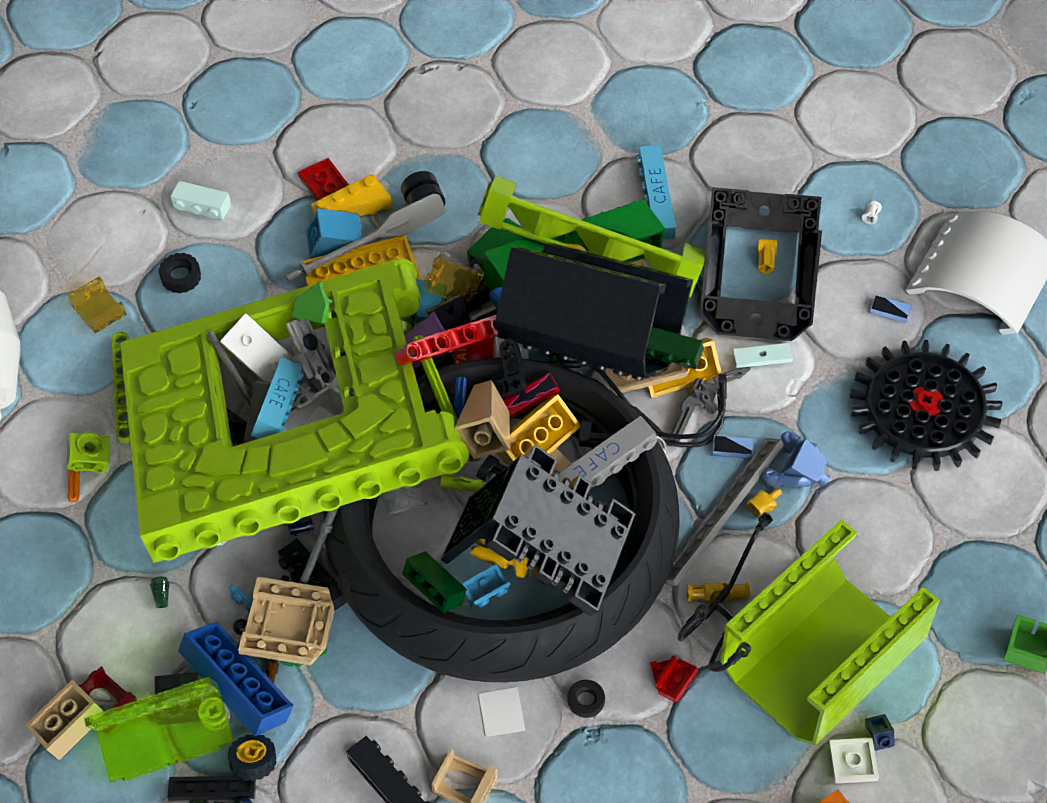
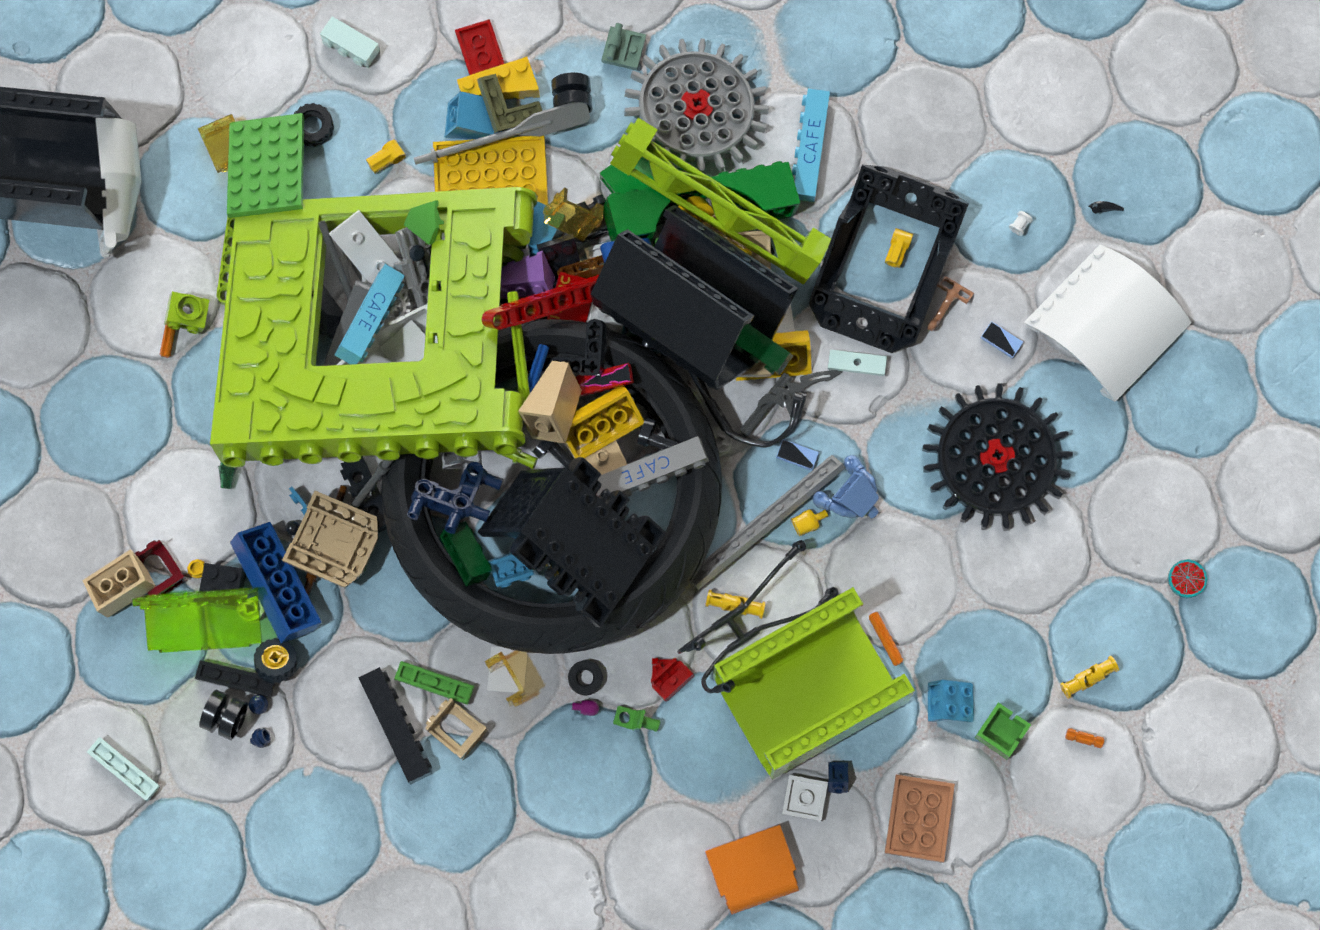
camera: 15 degrees right, 20 degrees up
(142, 307) = (265, 165): none -> bright green plate
(146, 688) = (195, 568): none -> yellow plate
(260, 280) = (390, 154): none -> yellow piece
(361, 224) = (499, 115): none -> olive plate
(409, 534) = (446, 501): none -> dark blue pin
(428, 740) = (434, 682): none -> bright green plate
(459, 153) = (623, 47): none -> sand green plate
(495, 698) = (497, 662): none -> clear yellow panel
(546, 175) = (720, 71): none -> light grey gear
(596, 727) = (586, 707): none -> magenta cylinder
(652, 725) = (636, 719): none -> bright green bracket
(831, 279) = (951, 295): none -> nougat piece
(878, 588) = (885, 638): none -> orange axle
(941, 185) = (1104, 206): none -> black bar
(964, 630) = (950, 701): none -> dark azure bracket
(978, 751) = (919, 818): none -> nougat plate

